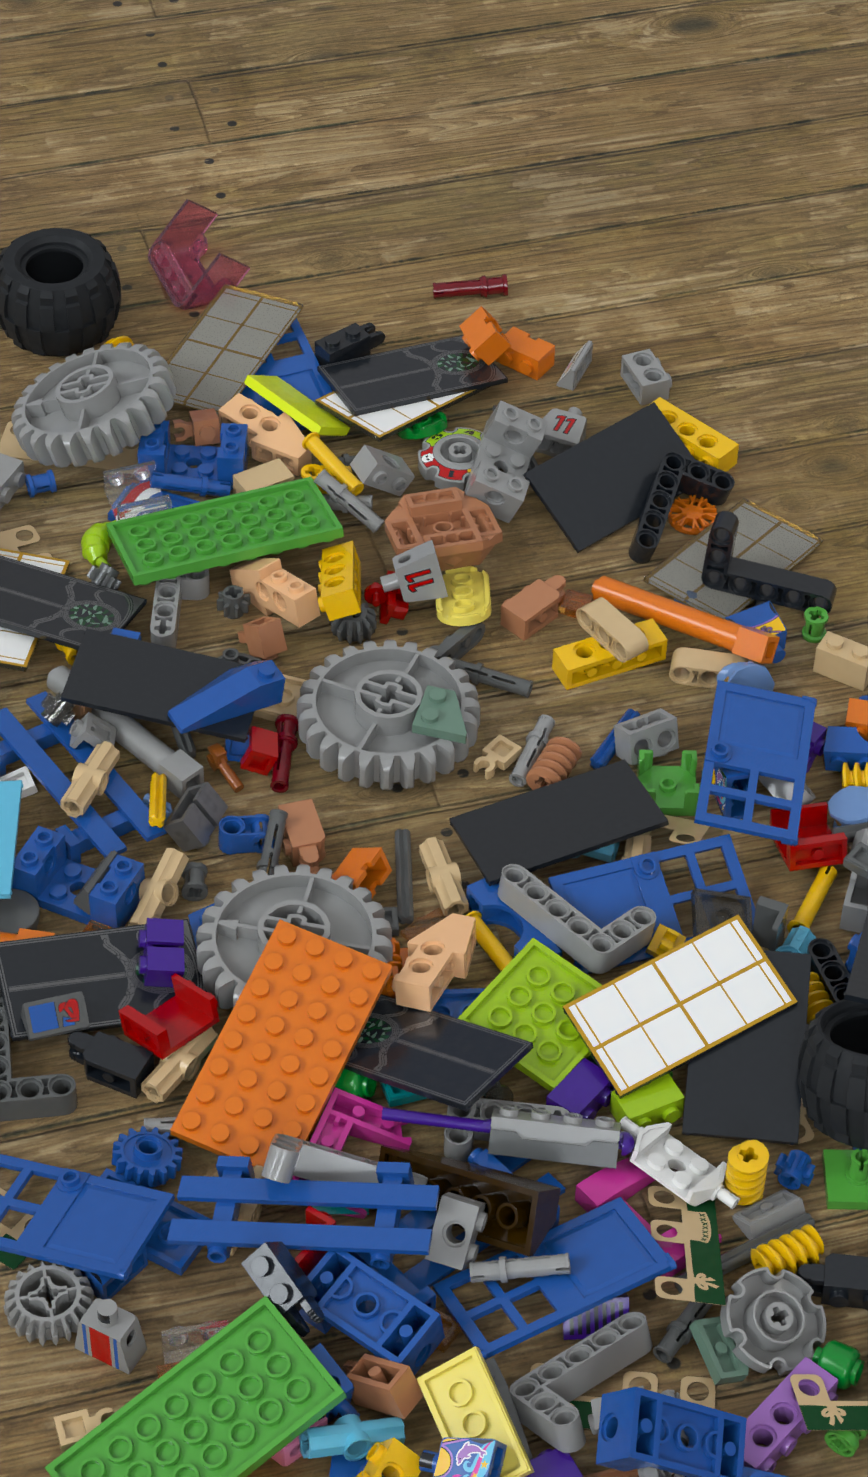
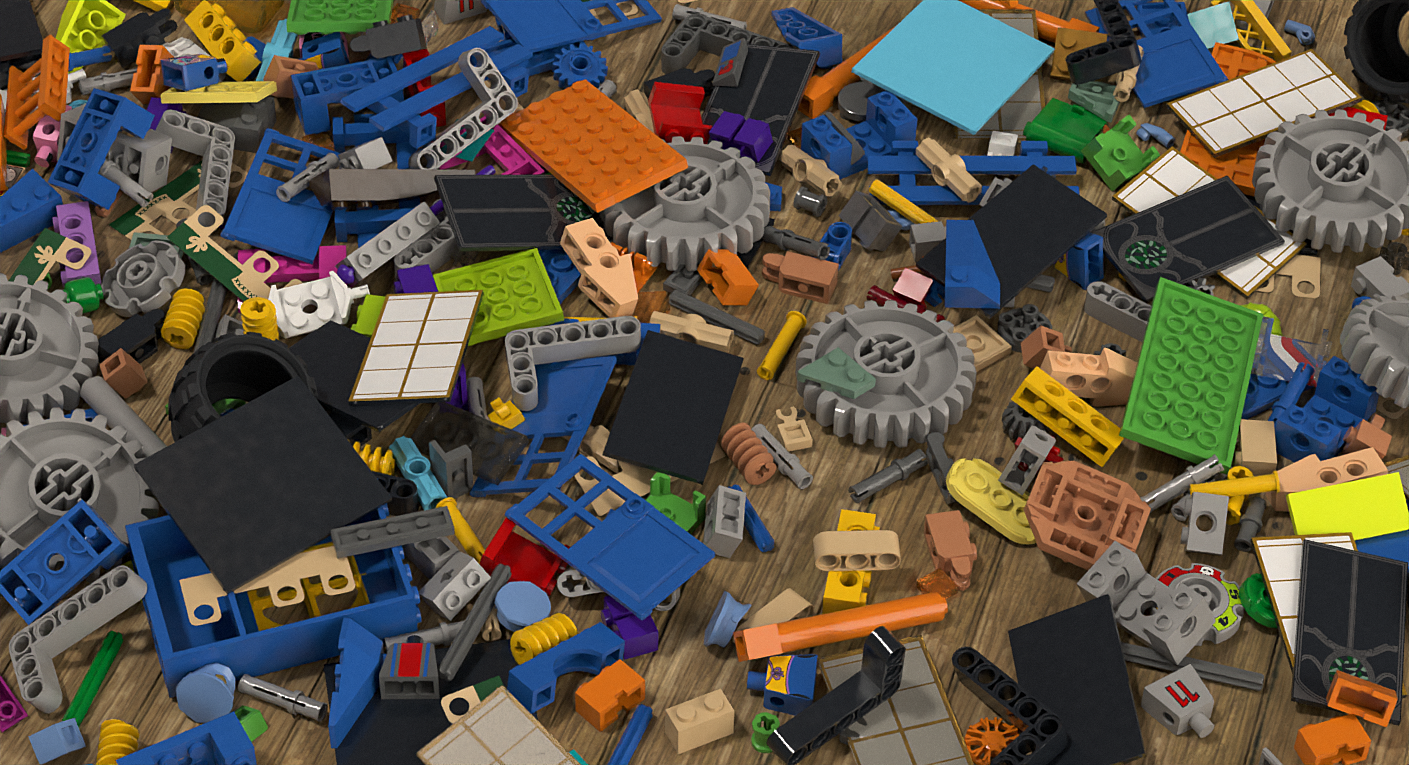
camera: 125 degrees right, 0 degrees up
(401, 813) = (781, 345): none -> yellow pin

